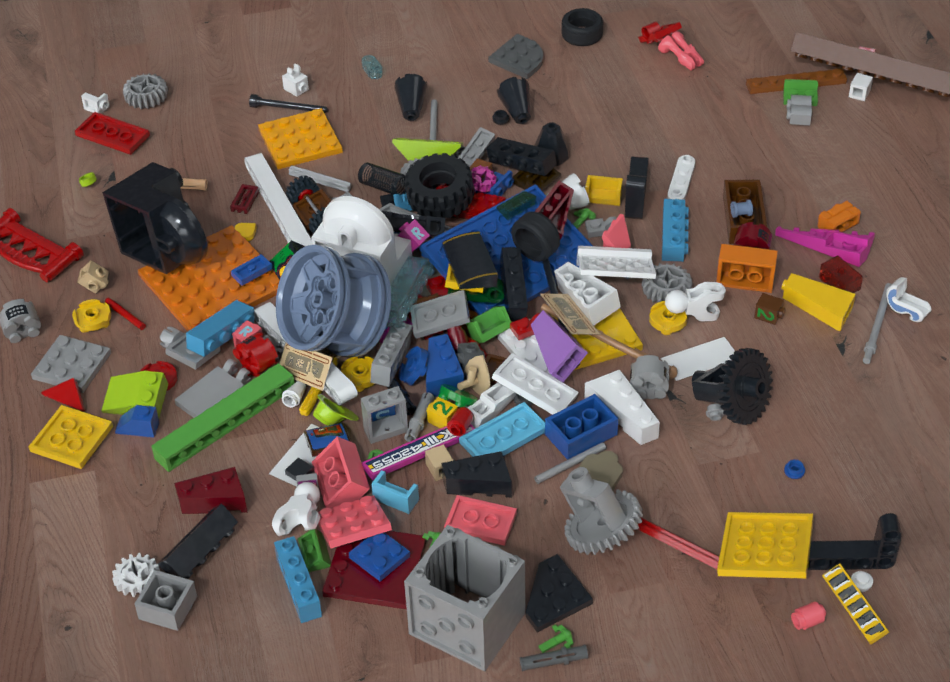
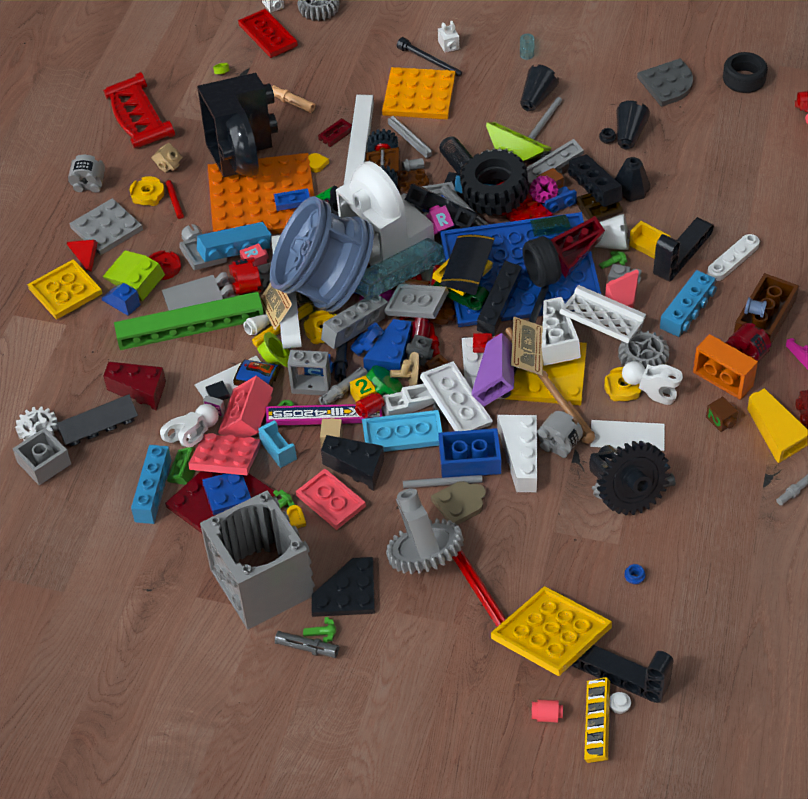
camera: 30 degrees right, 5 degrees up
(489, 324) = (456, 327): bright green panel -> none

